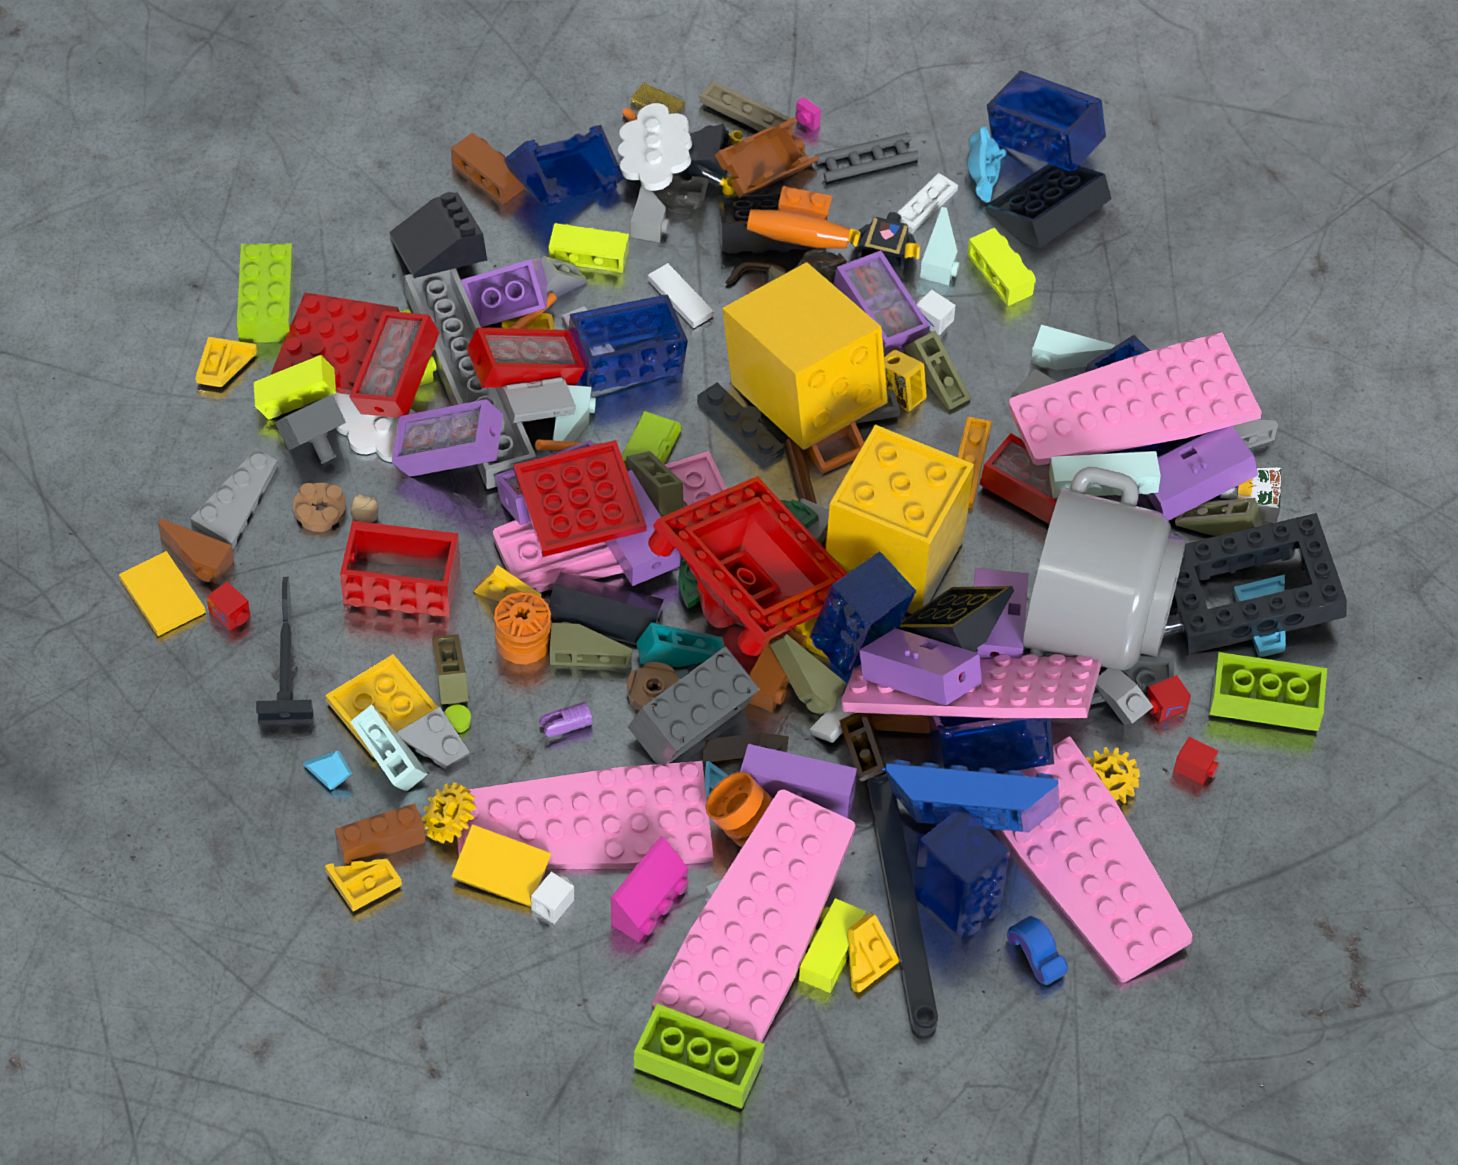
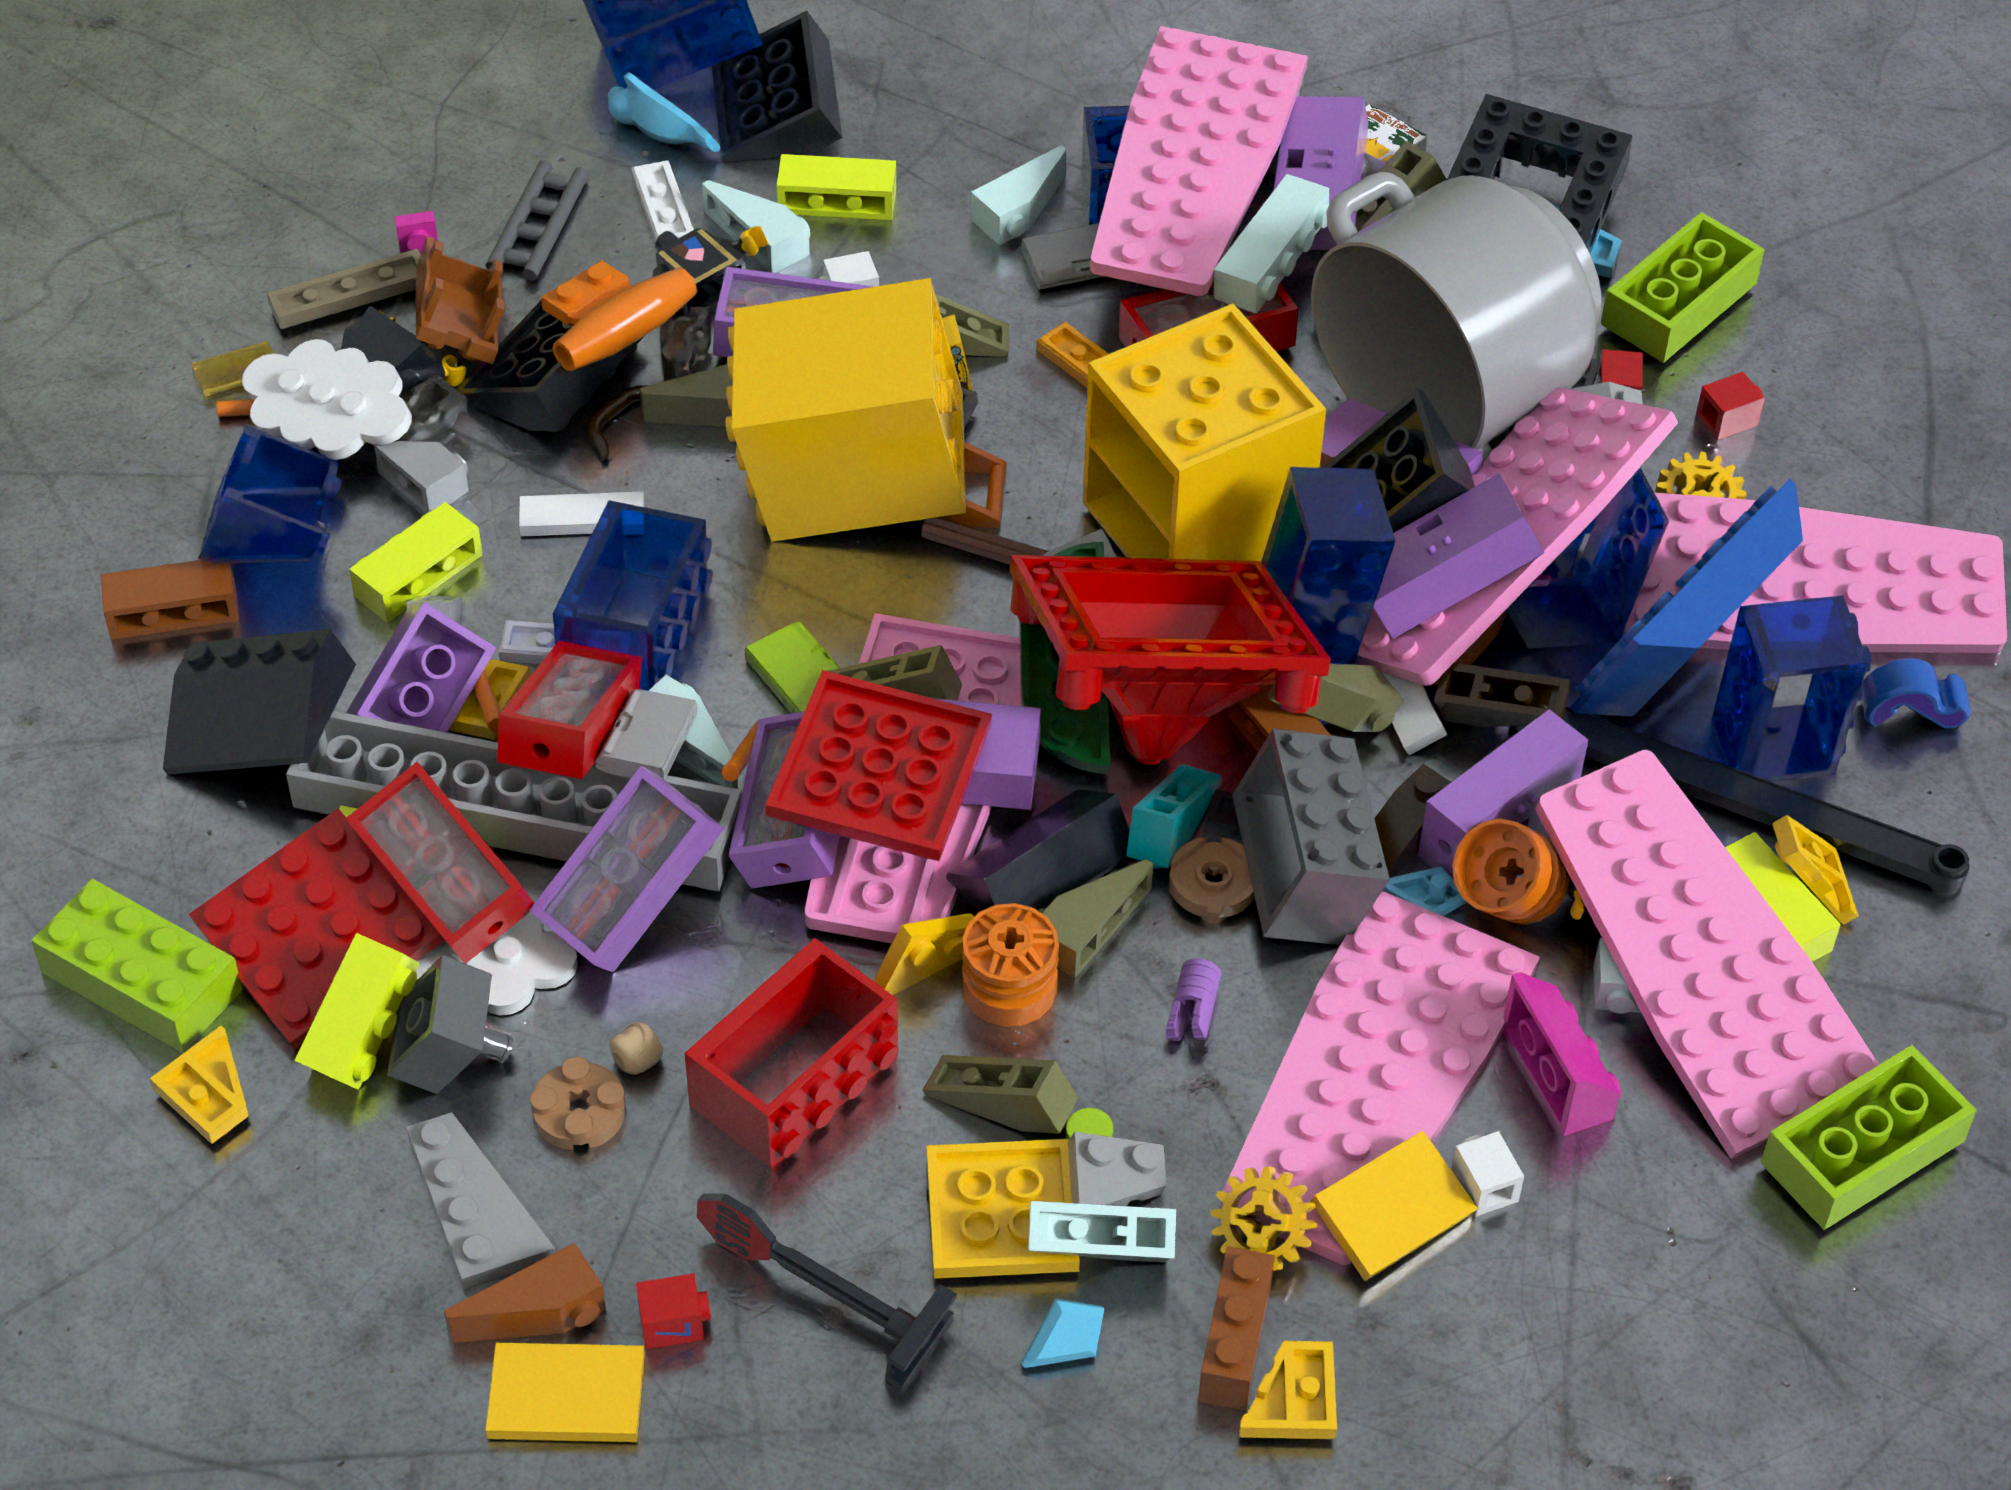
camera: 55 degrees left, 5 degrees down
(741, 423) = (849, 562): black hinge -> none

